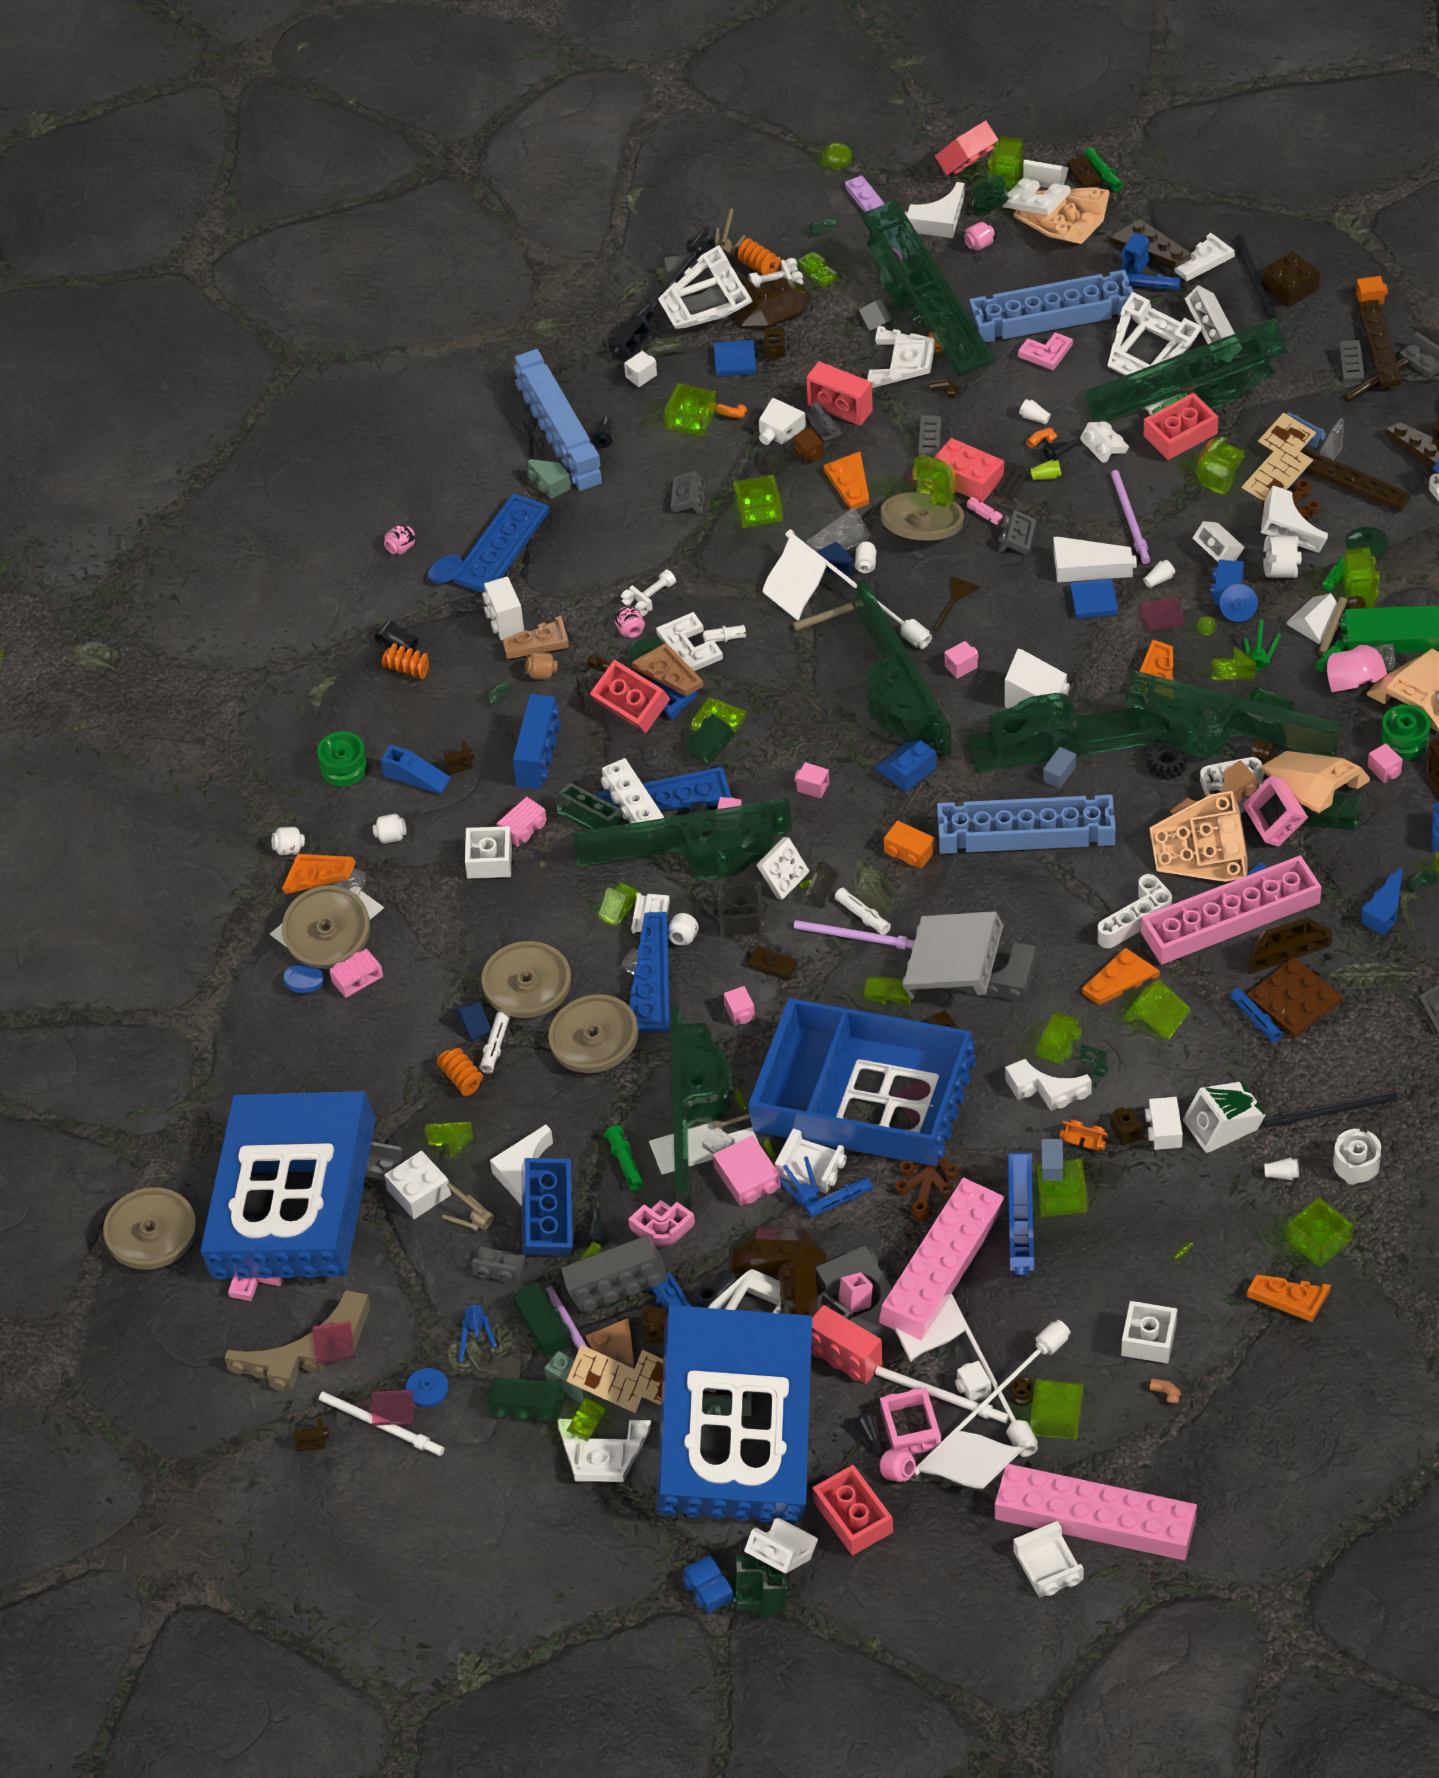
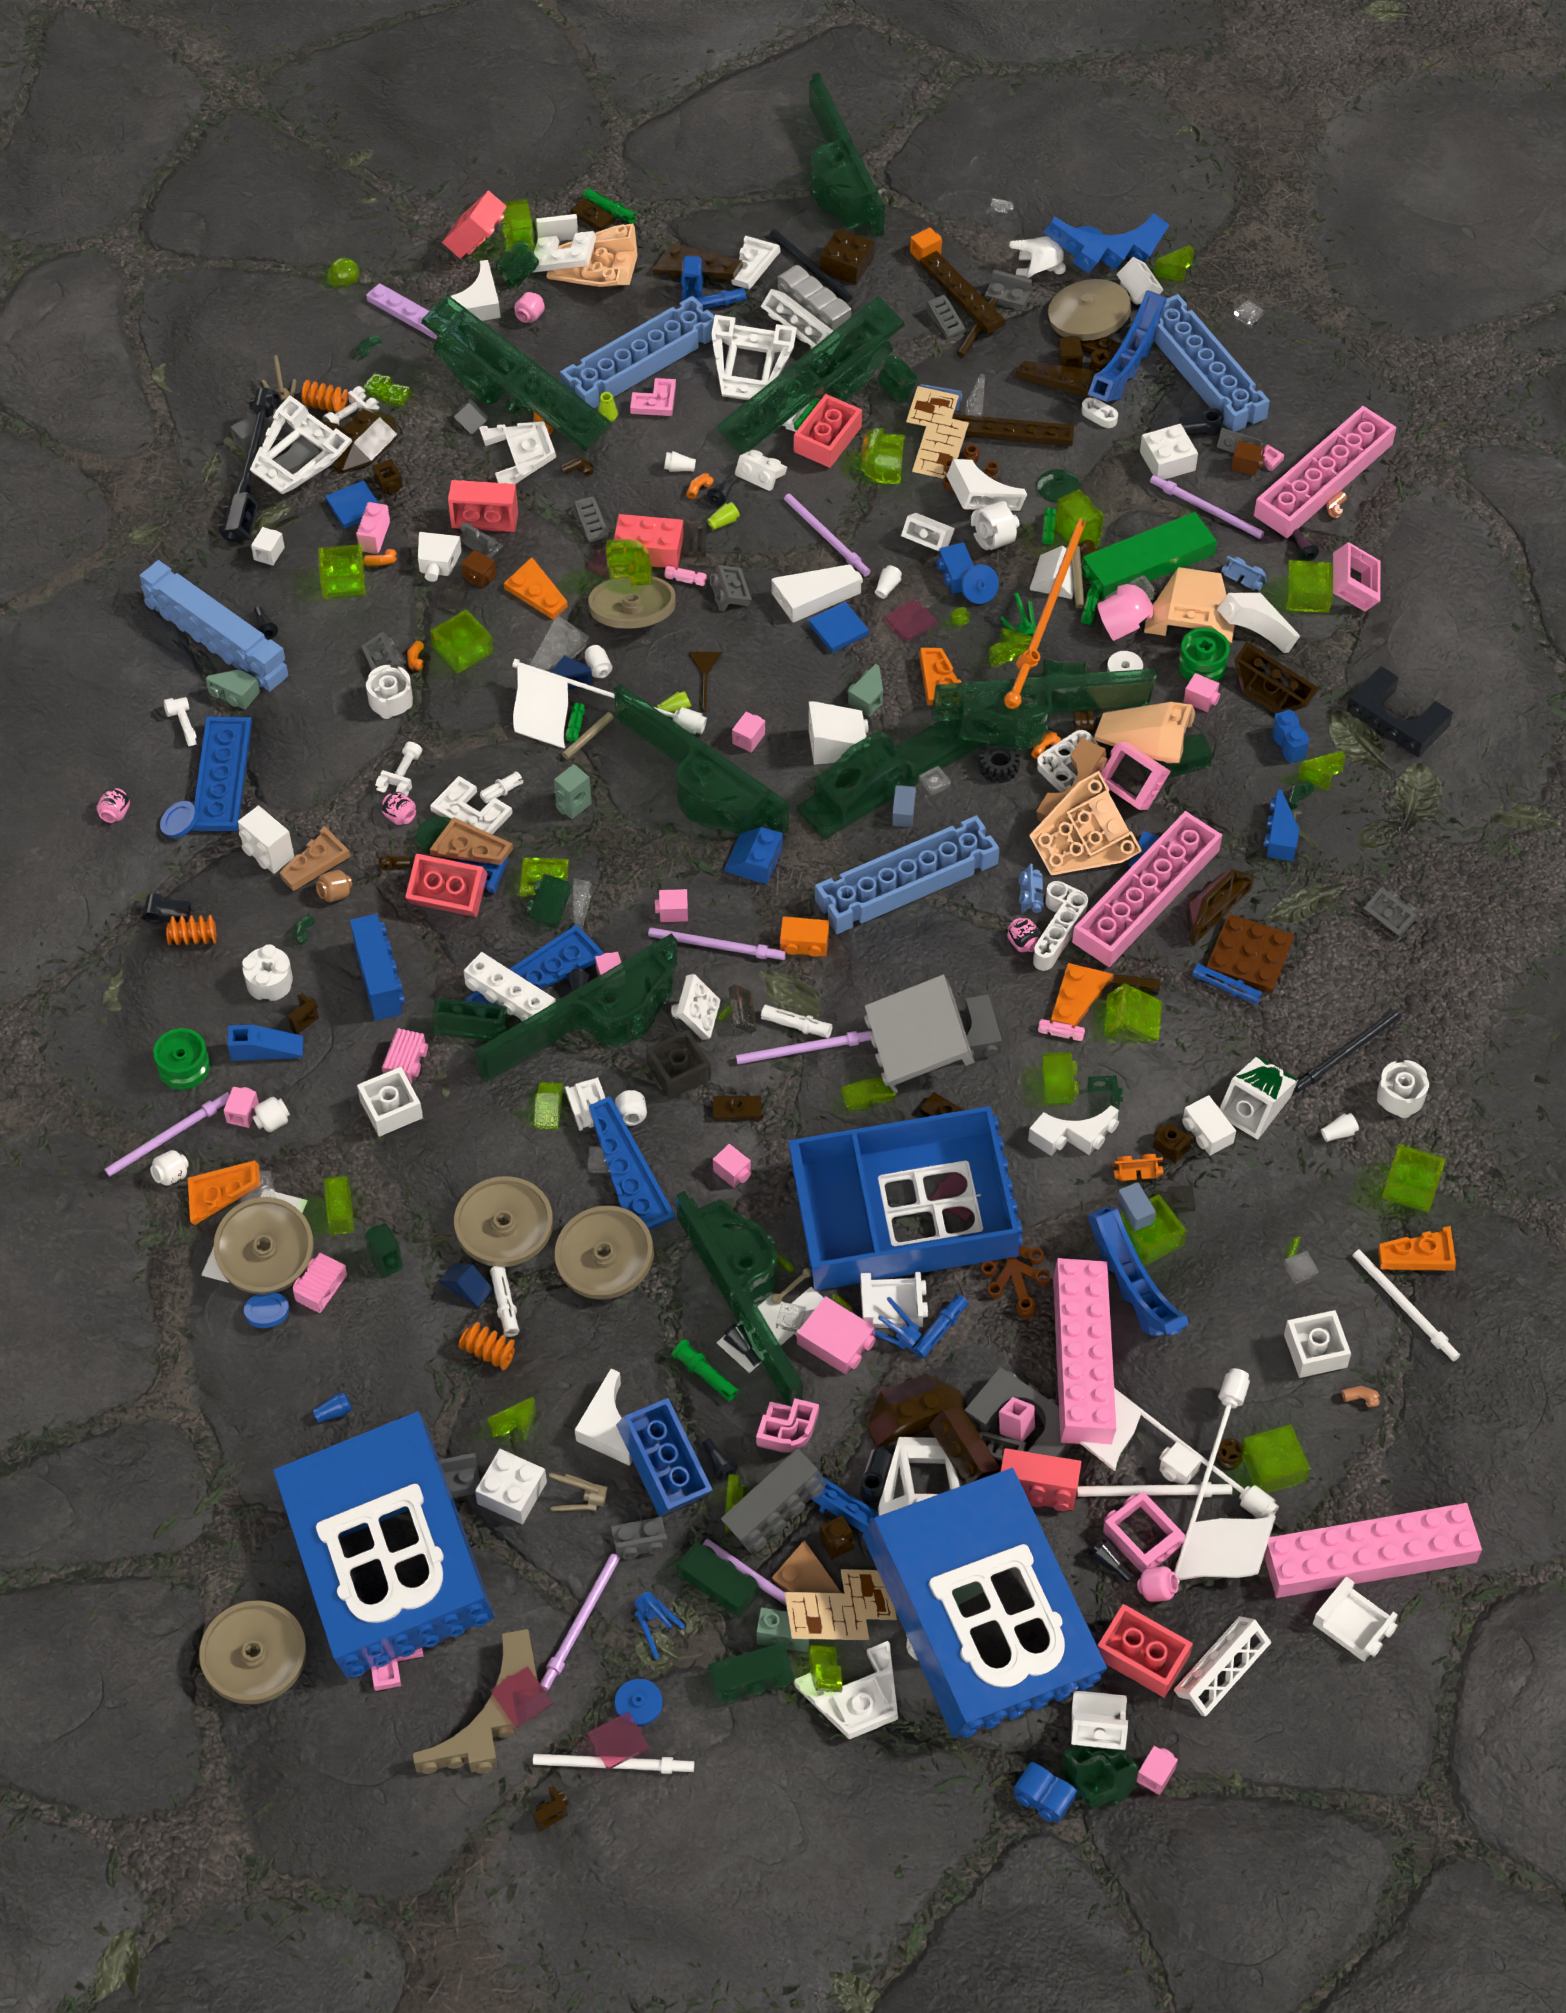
camera: 30 degrees left, 5 degrees up
(315, 1072) = (333, 1408): none -> blue cone
(344, 807) = (208, 1109): none -> lavender bar
(367, 813) = (241, 1106): none -> bright pink brick
(378, 1332) = (557, 1663): none -> lavender bar
(403, 919) = (339, 1205): none -> clear neon green brick
(417, 965) = (383, 1250): none -> clear green brick
(448, 716) = (267, 973): none -> white brick
(495, 478) = (179, 708): none -> white brick
(665, 1142) = (738, 1339): none -> black cone
(674, 522) = (389, 691): none -> white brick
(712, 499) = (412, 656): none -> orange arm
(738, 382) = (373, 527): none -> bright pink brick
(738, 748) = (581, 899): none -> clear slope
(778, 656) = (572, 791): none -> sand green brick
(810, 1605) = (1157, 1769): none -> bright pink brick
(818, 601) = (575, 722): none -> green axle
(865, 843) = (760, 951): none -> lavender bar
(912, 1542) = (1216, 1659): none -> white fence
(914, 612) = (675, 702): none -> lime cone
(998, 344) = (607, 406): none -> lime cone
(1085, 661) = (867, 692): none -> sand green slope
(1087, 1000) = (1061, 1029): none -> bright pink axle
(1099, 908) = (1023, 934): none -> head
(1100, 756) = (934, 781): none -> clear plate
(1133, 869) = (1030, 882): none -> medium blue hinge
(1176, 986) = (1143, 984): none -> dark brown plate
(1178, 1268) = (1301, 1267): none -> clear plate
(1224, 756) = (1050, 739): none -> orange arm
(1229, 675) = (1030, 658): none -> orange bar
(1236, 301) = (814, 297): none -> light grey brick
(1262, 1370) = (1438, 1339): none -> white bar
(1271, 400) = (897, 378): none -> clear green brick
(1320, 212) = (848, 177): none -> clear green piece
(1333, 711) = (1124, 659): none -> white piece

